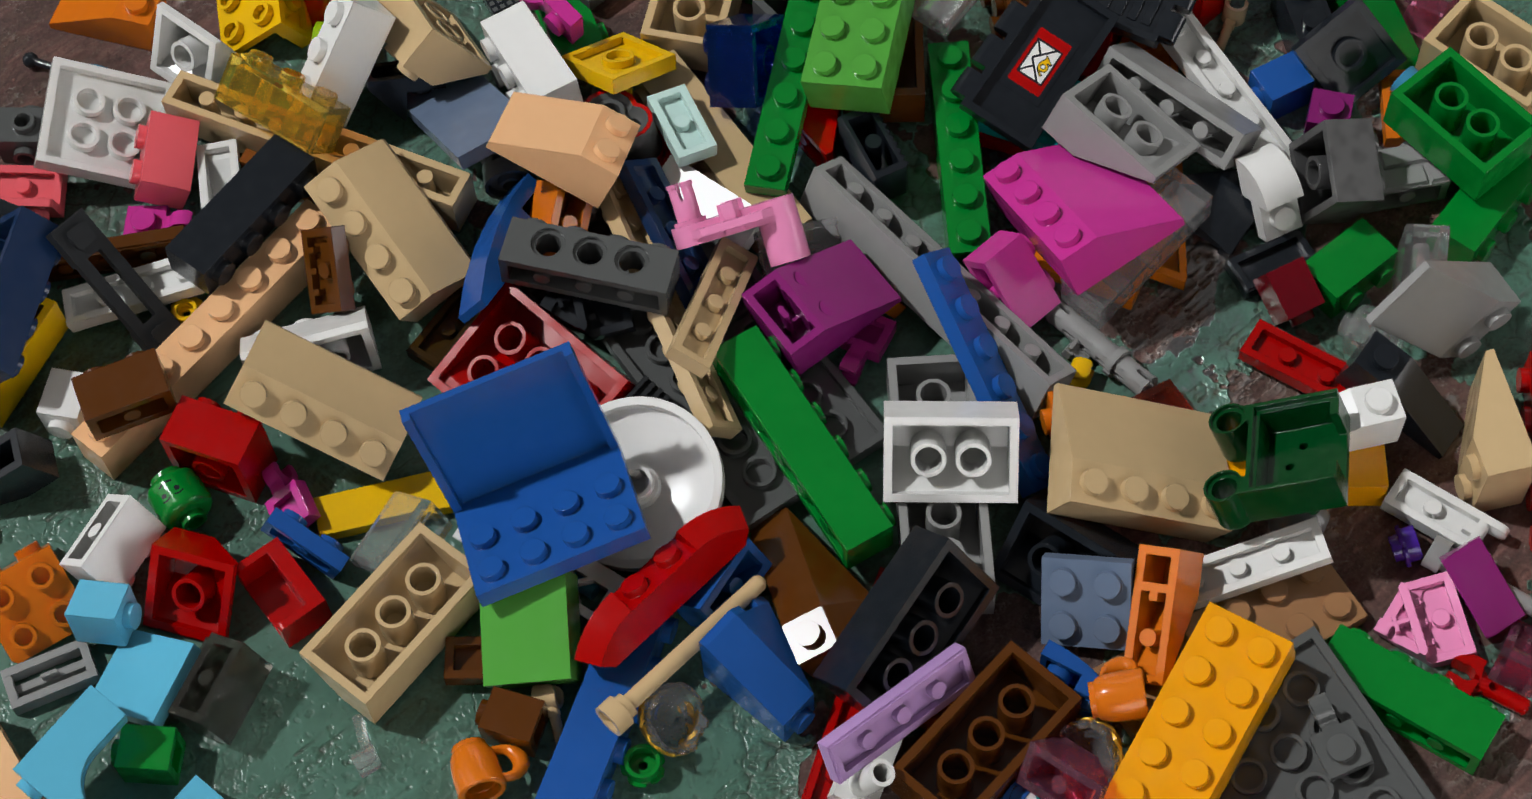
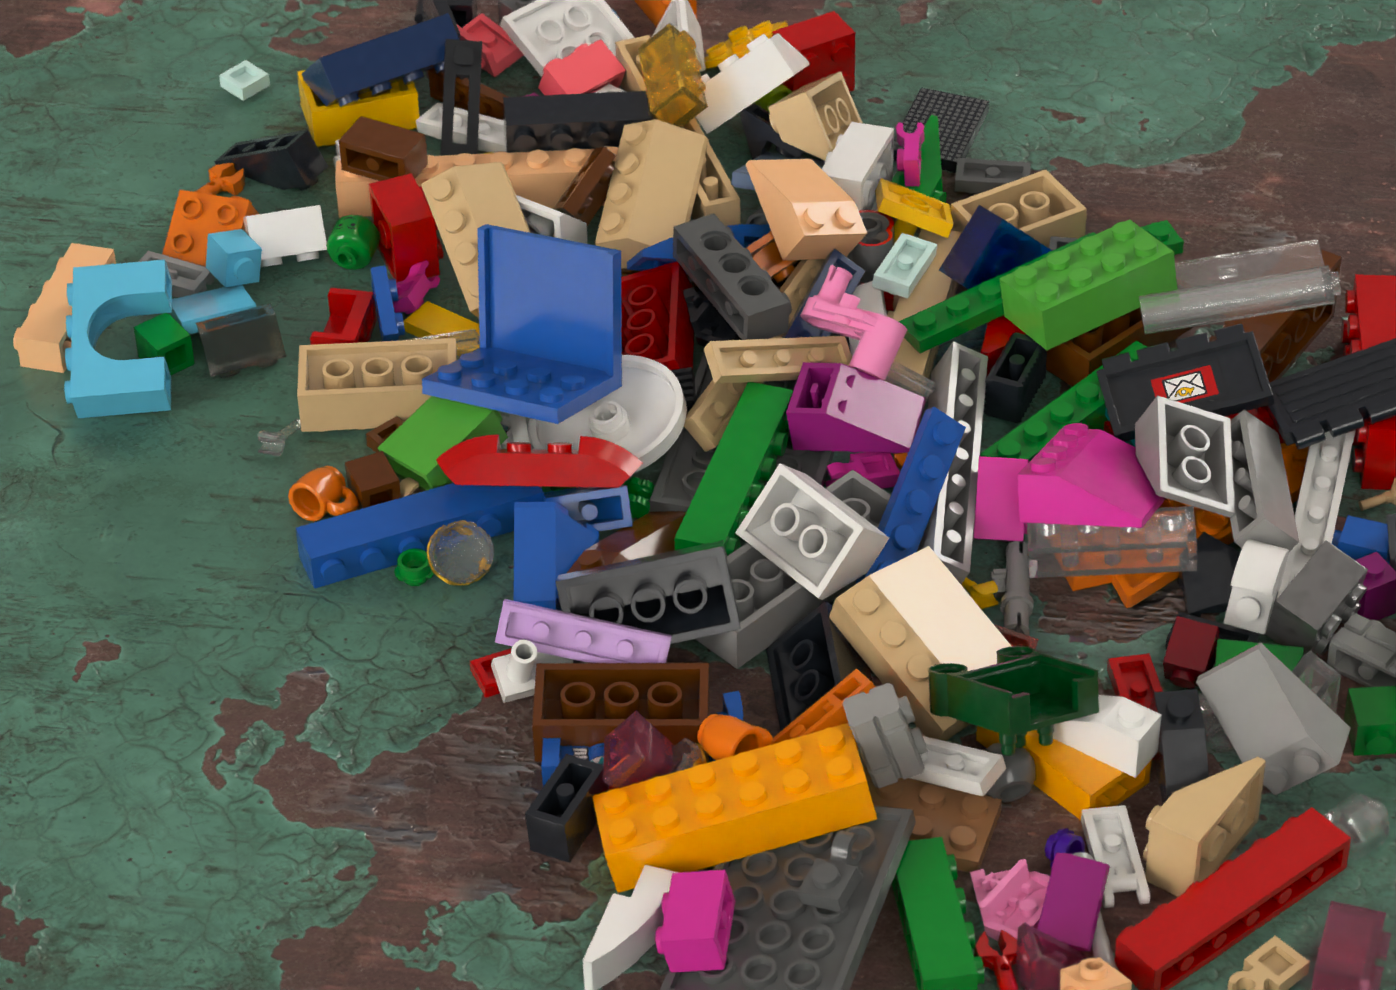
camera: 45 degrees right, 20 degrees down
(190, 585) = (298, 282): red slope -> none
(619, 711) = (429, 510): tan piece -> none
(1086, 600) = (790, 686): sand blue plate -> none
(1233, 579) = (884, 736): none -> light grey brick

